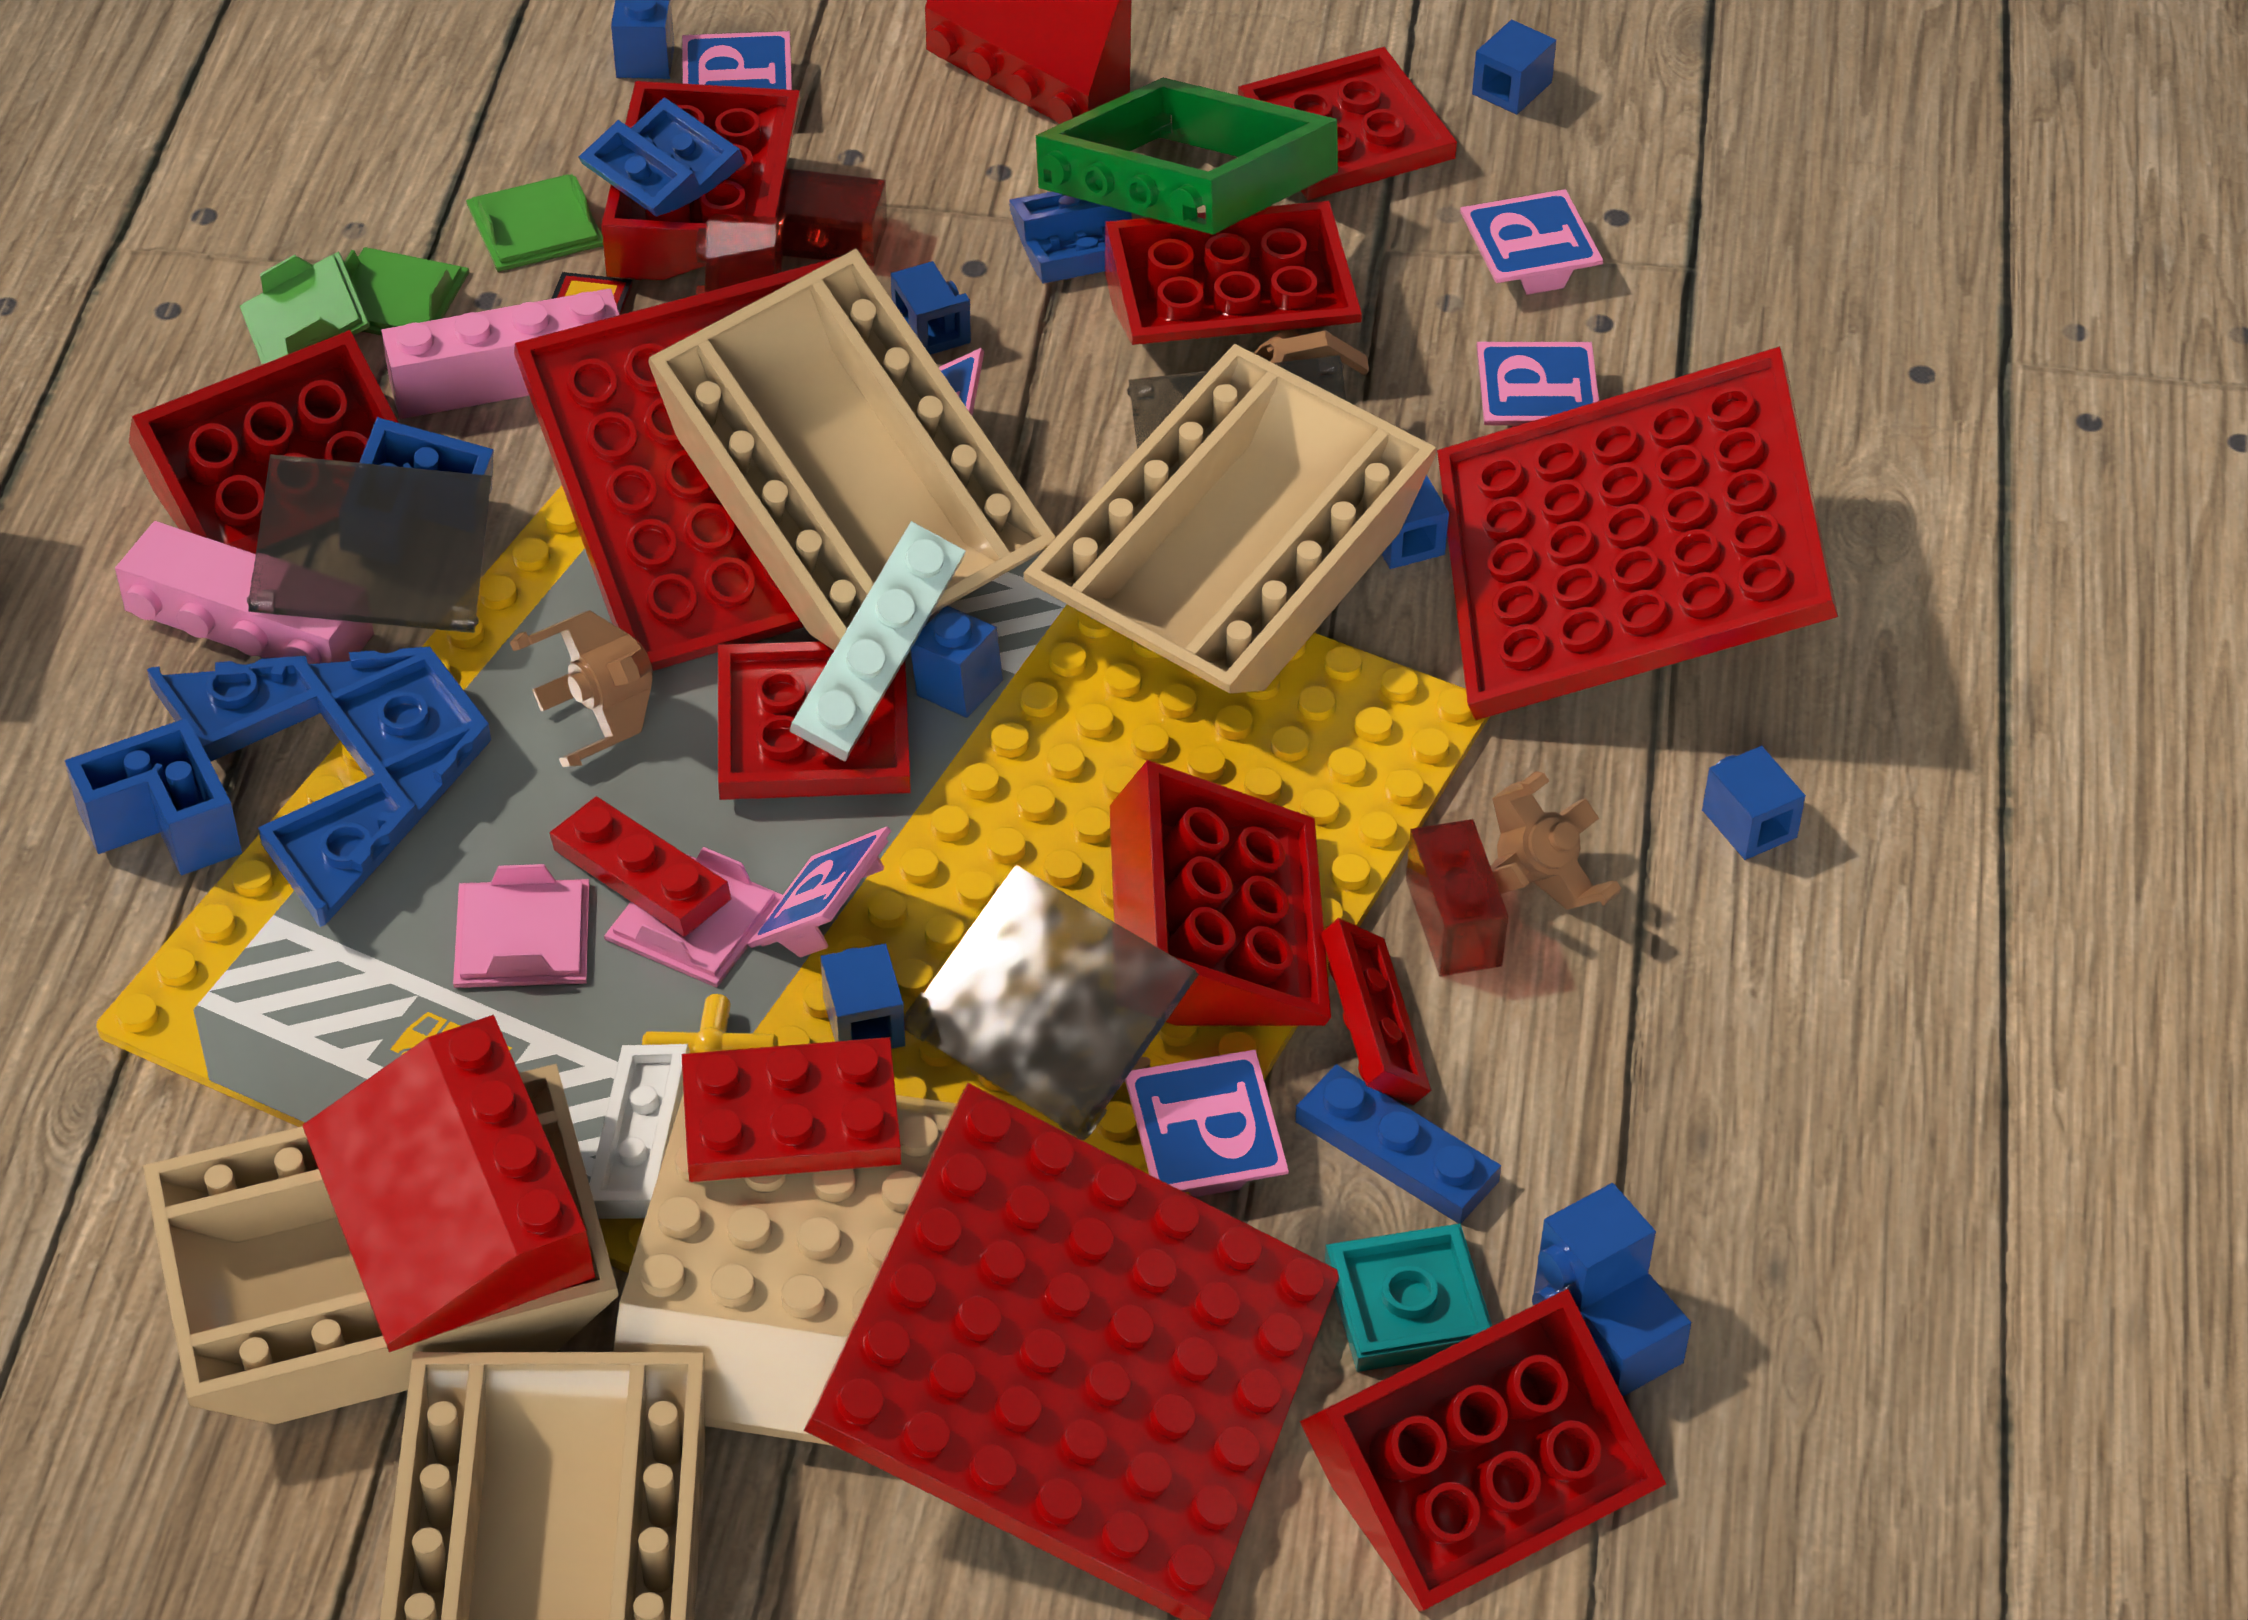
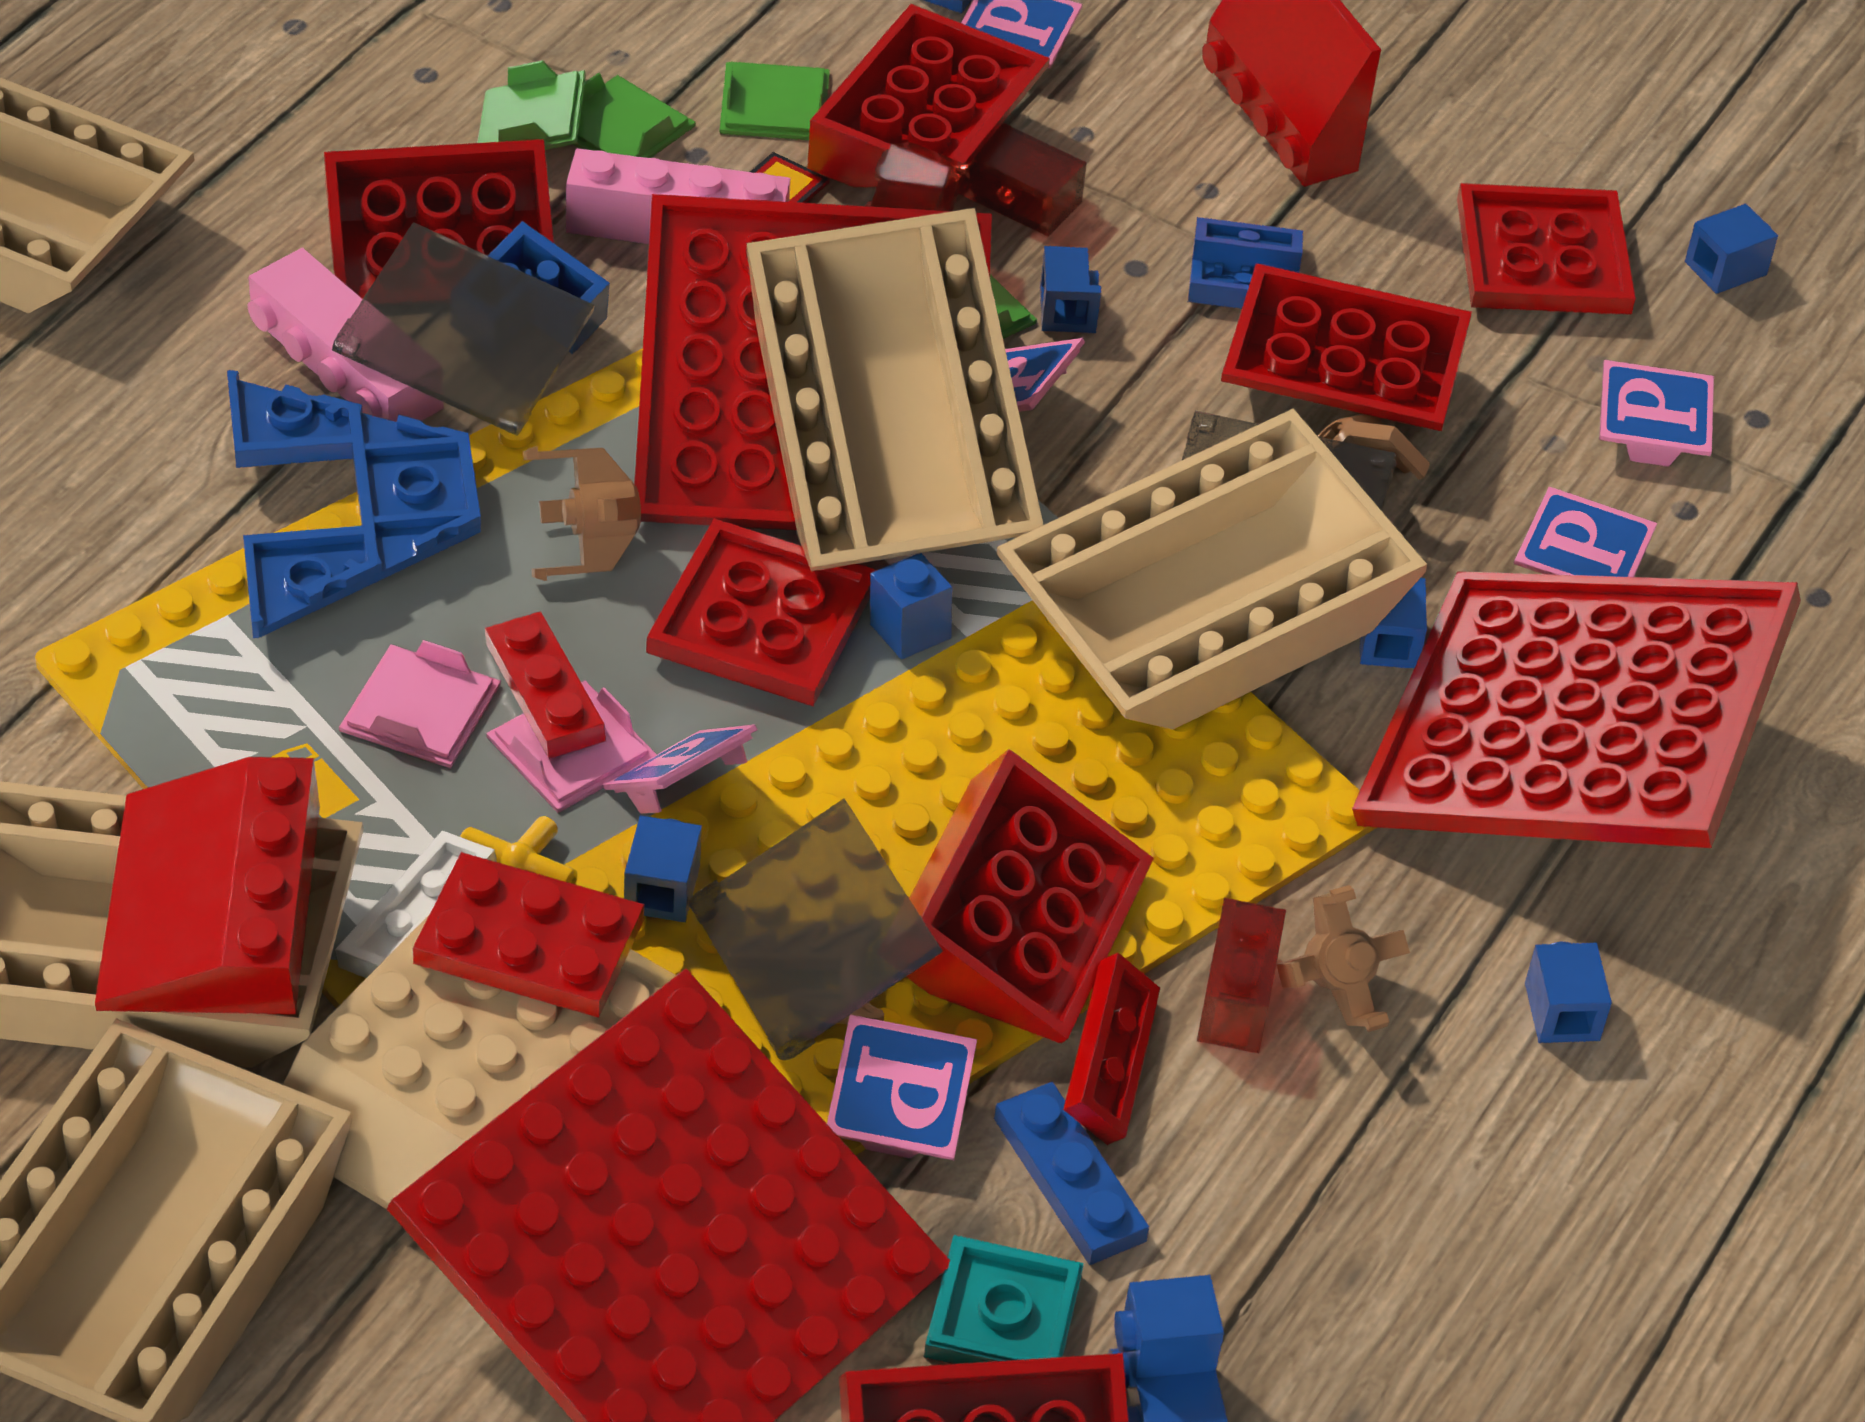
camera: 20 degrees right, 0 degrees up
(153, 787) = (178, 472): blue brick -> none
(663, 158) = (891, 80): blue slope -> none
(877, 641) = (838, 561): light aqua plate -> none
(1275, 147) = (1452, 244): green window -> none

